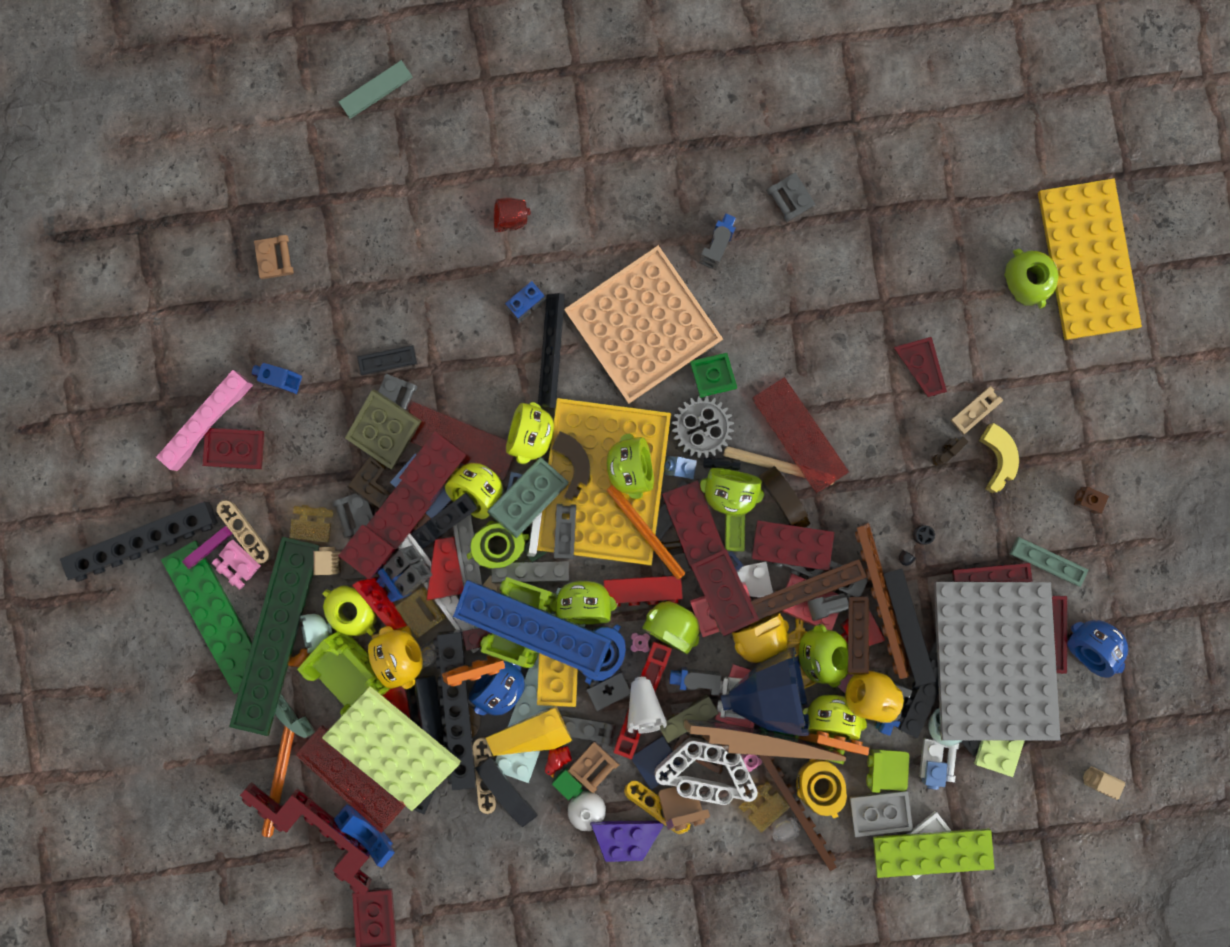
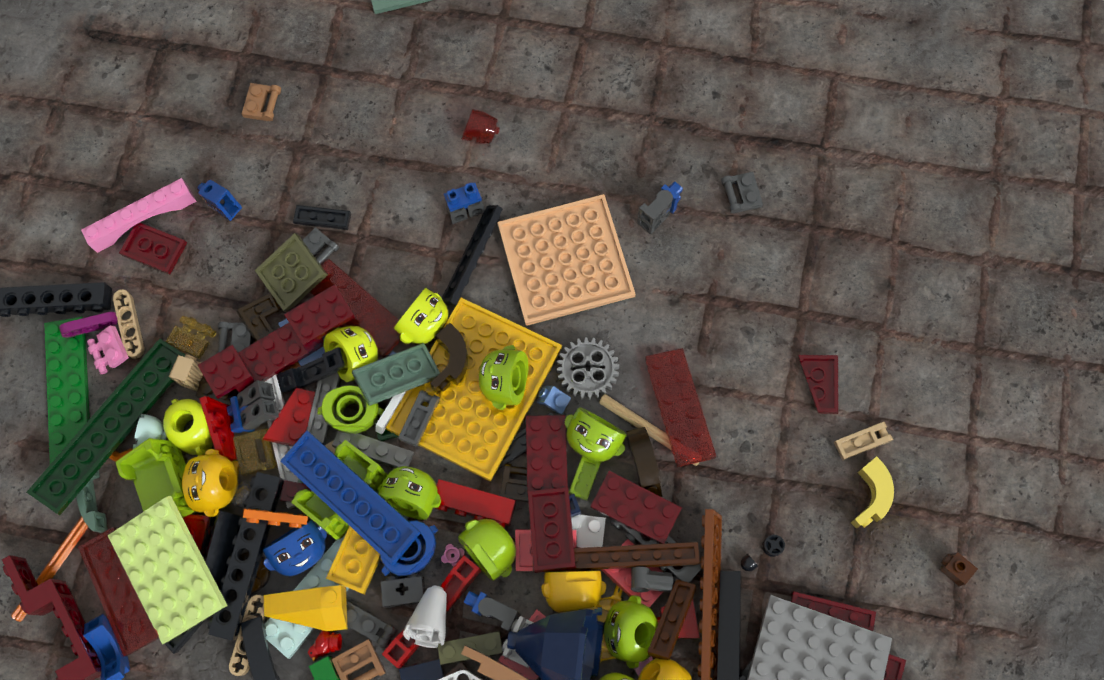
camera: 25 degrees right, 15 degrees down
(646, 532) = (496, 446): orange axle -> none
(713, 375) = (614, 323): green plate -> none
(721, 463) = (607, 414): black axle -> none
(951, 448) = (826, 466): dark brown plate -> none
(1020, 286) = (946, 343): lime piece -> none
(1048, 561) = (897, 619): sand green tile -> none
(1091, 258) = (1017, 337): yellow plate -> none

